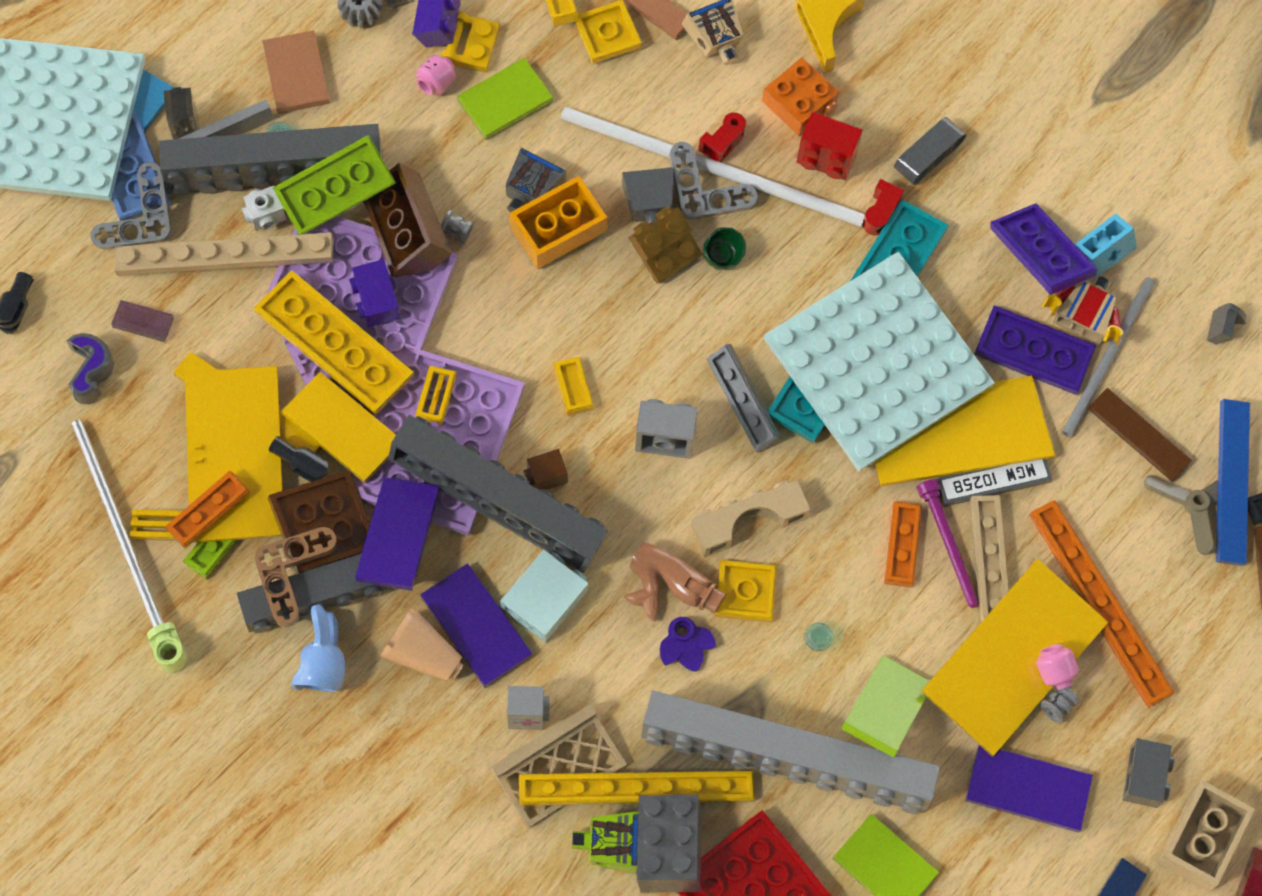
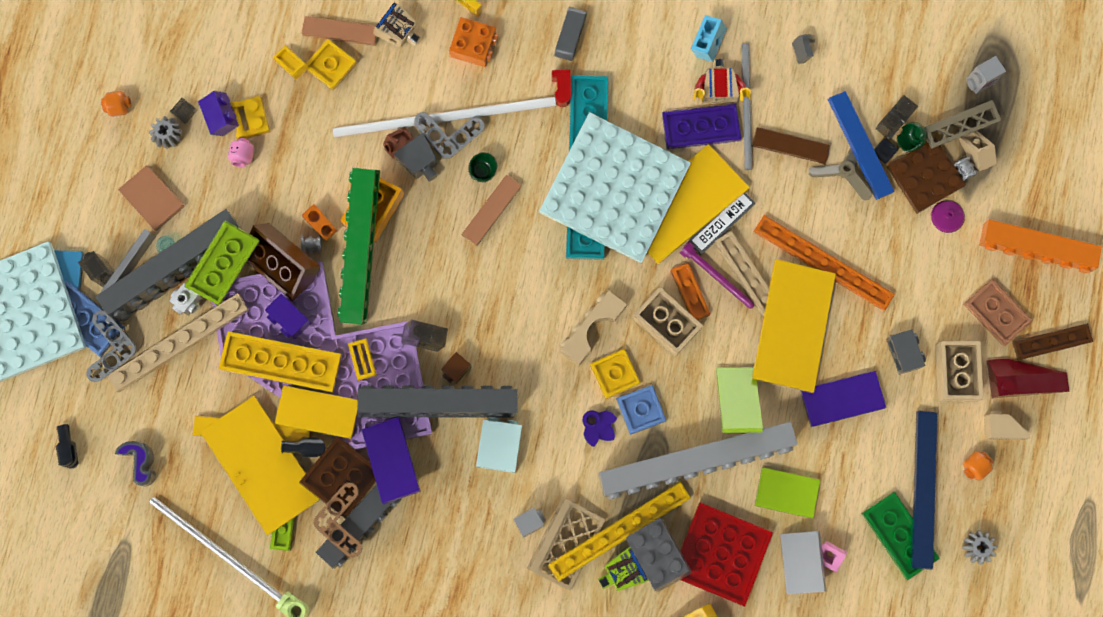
camera: 25 degrees left, 10 degrees up
(142, 321) = (153, 412): tile -> none
(151, 514) = (227, 541): yellow tile -> none
(207, 509) = (266, 510): orange tile -> none
(321, 661) = (391, 563): light blue piece -> none
(422, 648) = (446, 521): light nougat cone -> none
(476, 625) = (468, 486): dark purple tile -> none
(481, 206) = (319, 222): none -> orange leg
(505, 98) = (292, 143): lime tile -> none
(514, 254) = (359, 245): none -> green brick
(530, 408) = (424, 335): none -> clear smoke brick
(531, 178) = (336, 190): torso -> none
(573, 386) = (440, 304): yellow tile -> none
(635, 160) = (397, 140): none -> copper bracket
(665, 243) = (445, 184): pearl gold plate -> none
(665, 428) = (513, 302): light grey brick -> none
(681, 578) = (575, 389): nougat piece -> none
(705, 307) = (491, 210): none -> nougat tile
(724, 139) = (442, 95): red leg -> none
(743, 398) = (547, 255): dark grey tile -> none
(753, 654) = (641, 409): none -> medium blue tile
(818, 636) = (673, 377): clear light blue plate -> none
(829, 146) = (509, 66): red brick -> none
(850, 561) = (667, 321): none -> tan brick
(1043, 249) = (673, 61): dark purple tile -> none
(1057, 666) = (822, 319): bright pink head -> none
(1059, 704) = (834, 339): light grey bush -> none

